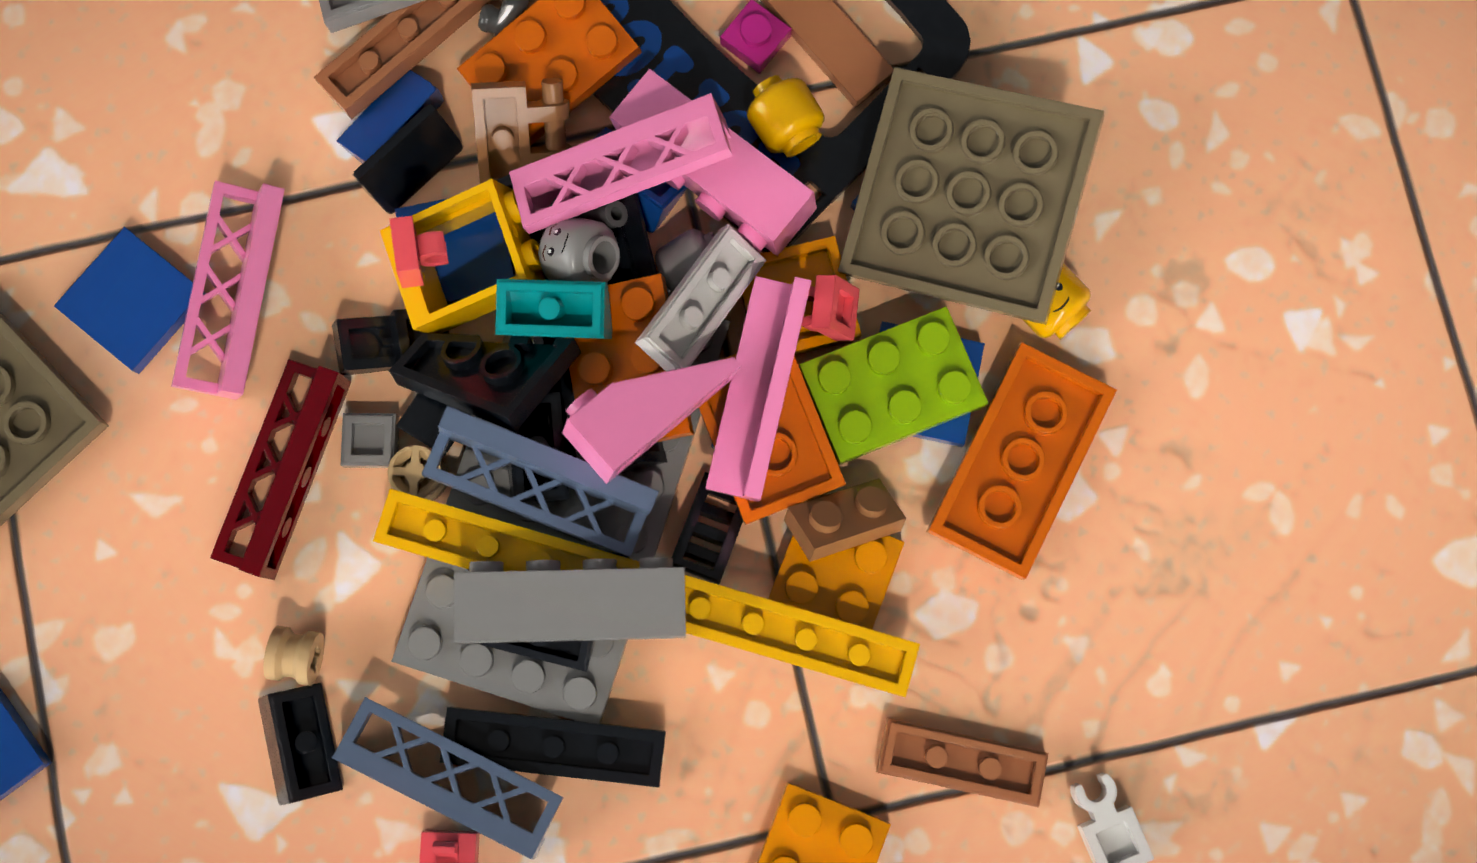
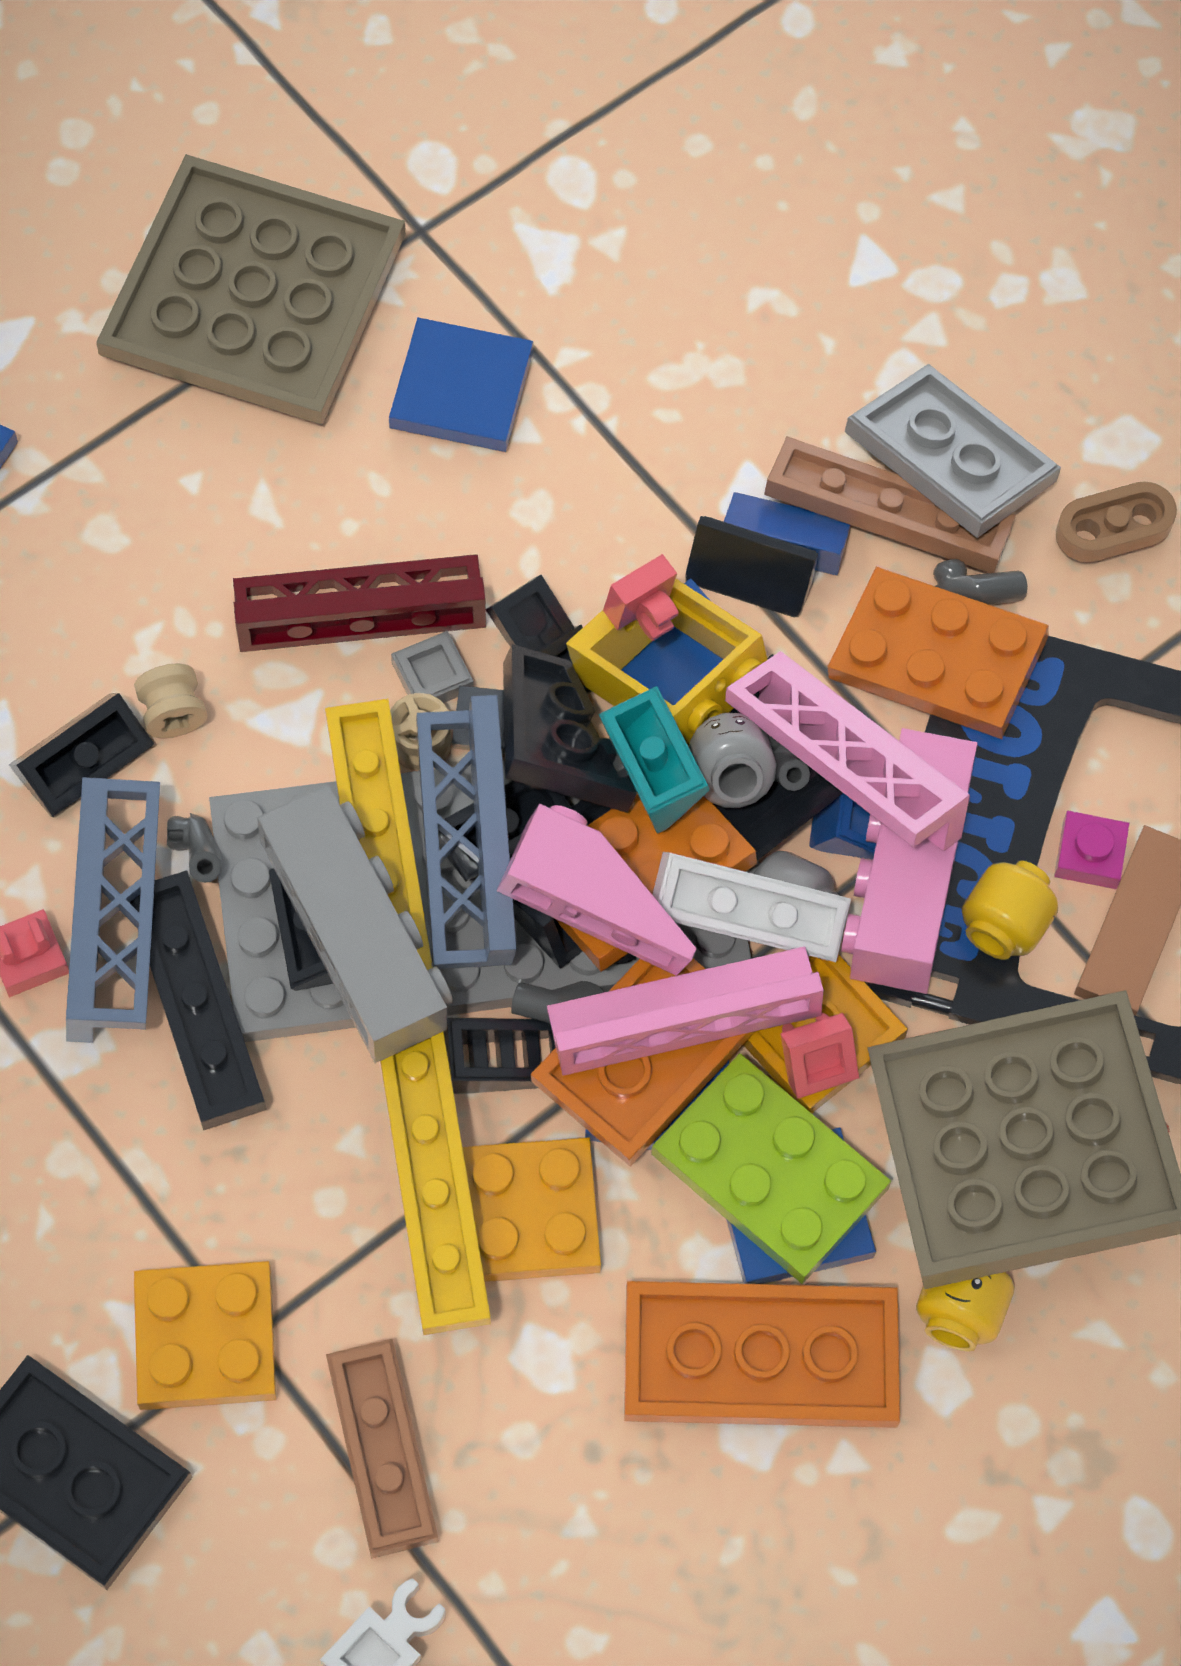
camera: 65 degrees right, 15 degrees down
(249, 291) = (527, 482): bright pink fence -> none
(434, 685) = (196, 836): none -> dark grey arm
(503, 126) = (838, 629): medium nougat plate -> none
(694, 474) = (532, 1000): none -> dark grey arm
(844, 519) = (591, 1181): medium nougat plate -> none

